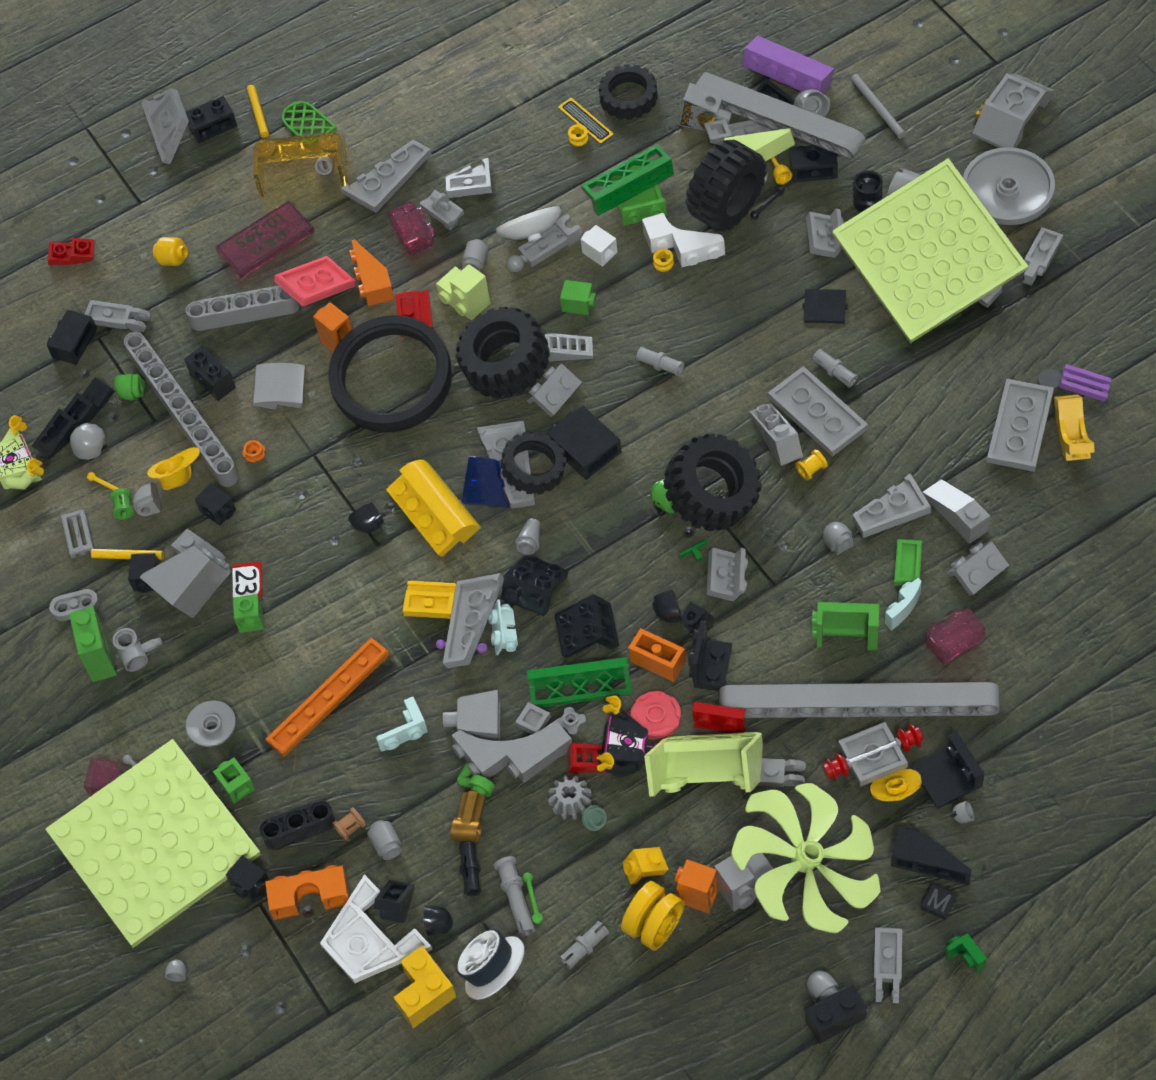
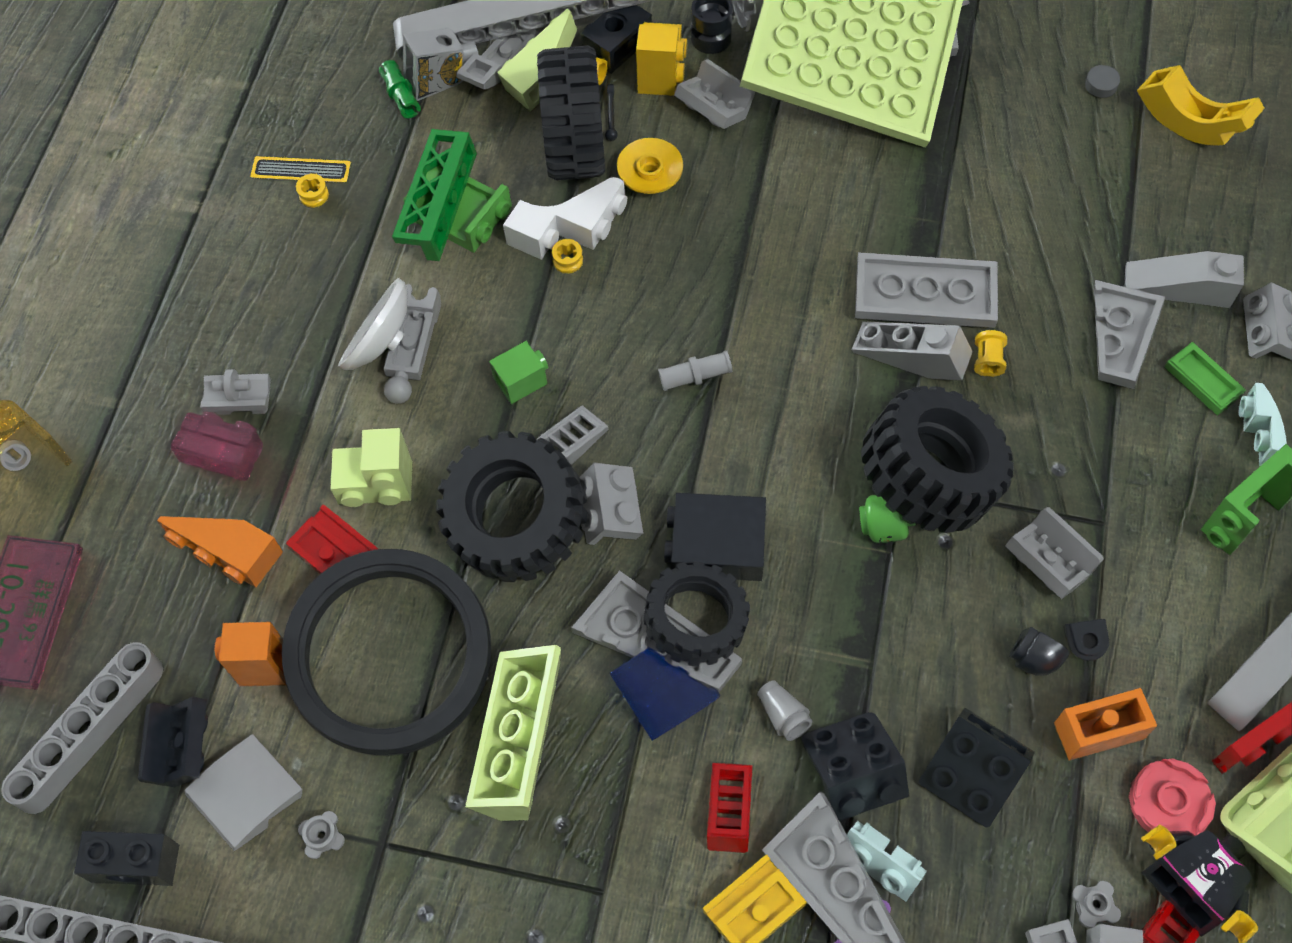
camera: 50 degrees left, 5 degrees up
(253, 446) = (291, 910): orange plate -> none
(269, 341) = (173, 742): none -> black bracket
(291, 422) = (309, 831): none -> light grey plate
(314, 281) = (156, 613): coral tile -> none
(366, 518) = (558, 873): black piece -> none
(384, 181) = (118, 410): light grey wing -> none
(408, 445) = (514, 733): none -> yellowish green slope
(432, 507) = (625, 779): yellow brick -> none
(453, 566) = (729, 833): none -> red slope
(470, 181) = (234, 334): light grey wing -> none
(475, 254) = (338, 419): light grey brick -> none
(578, 674) = (1038, 836): green fence -> none
(598, 245) = (476, 293): white brick -> none
(626, 75) = (312, 79): black tyre -> none
(672, 112) = (399, 89): none -> green pin
(695, 551) = (981, 559): green piece -> none
(708, 661) = (1164, 682): black bracket -> none
(751, 237) = (646, 156): none -> yellow dish
(818, 189) = (659, 58): none -> yellow brick
(824, 306) = (795, 175): black piece -> none
(834, 368) = (888, 230): light grey pin -> none
(837, 537) = (1107, 410): light grey piece -> none
(1020, 425) = (1135, 145): light grey plate -> none
(1085, 380) = (1135, 53): medium lavender tile -> none

